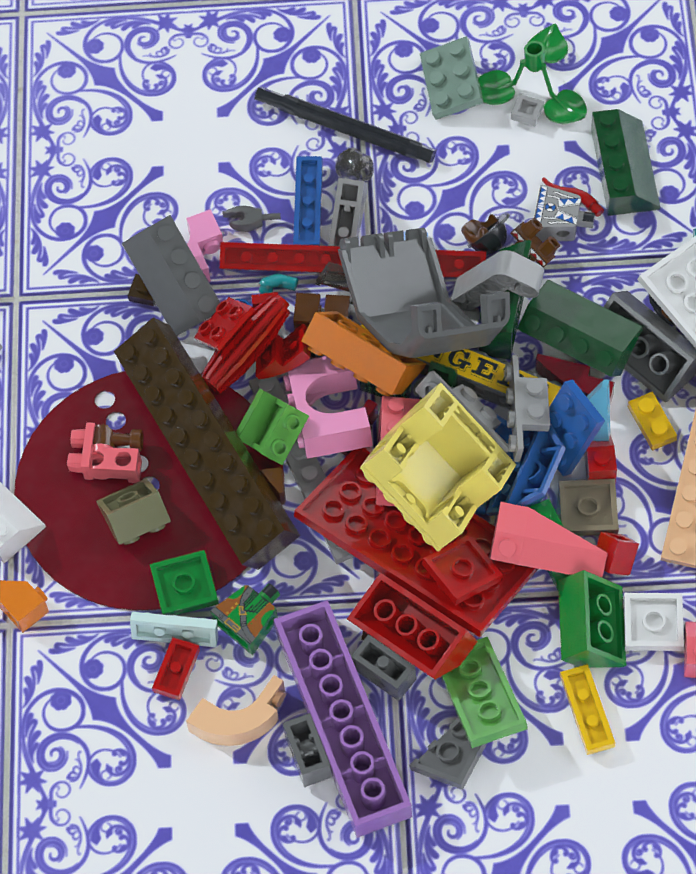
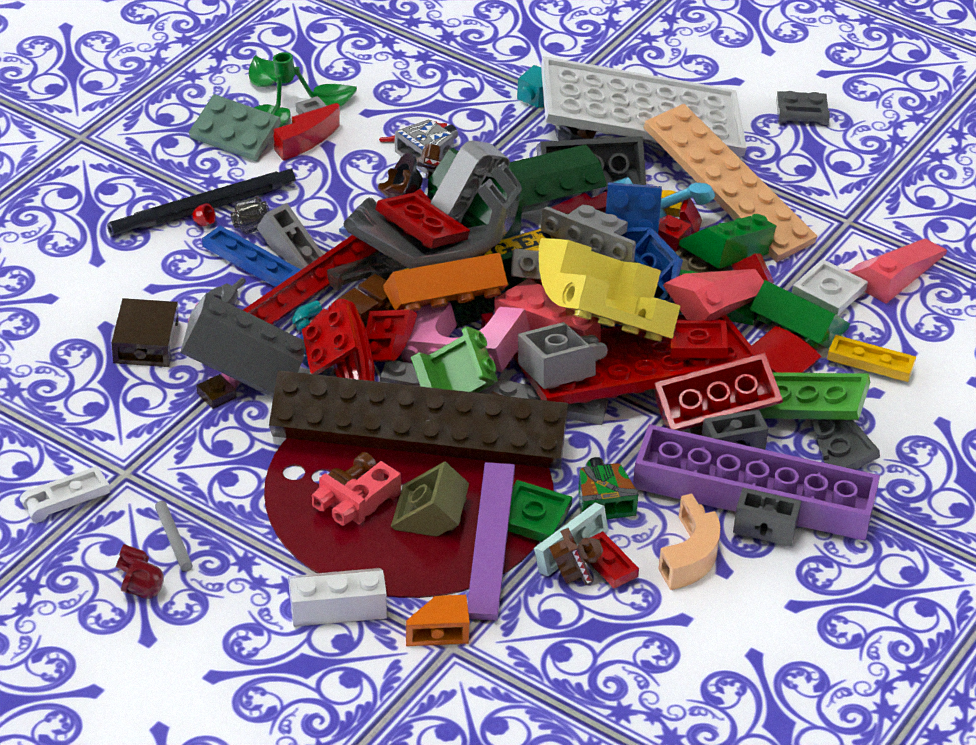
camera: 60 degrees left, 20 degrees down
(122, 577) = (491, 541): none -> medium lavender tile
(146, 644) = (572, 558): none -> reddish brown hips
(161, 195) = (144, 332): none -> dark brown panel
(331, 140) = (204, 215): none -> red hinge
(340, 488) = (558, 355): none -> light grey hinge
(434, 276) = (422, 220): none -> red plate
(494, 126) = (306, 131): none -> red slope
(528, 639) = (786, 351): none -> red slope
(623, 163) = (416, 94): dark green slope -> none
(630, 511) = (731, 240): none -> green slope
(648, 460) = (690, 215): none -> red slope
(663, 447) = (700, 192): none -> medium azure bar

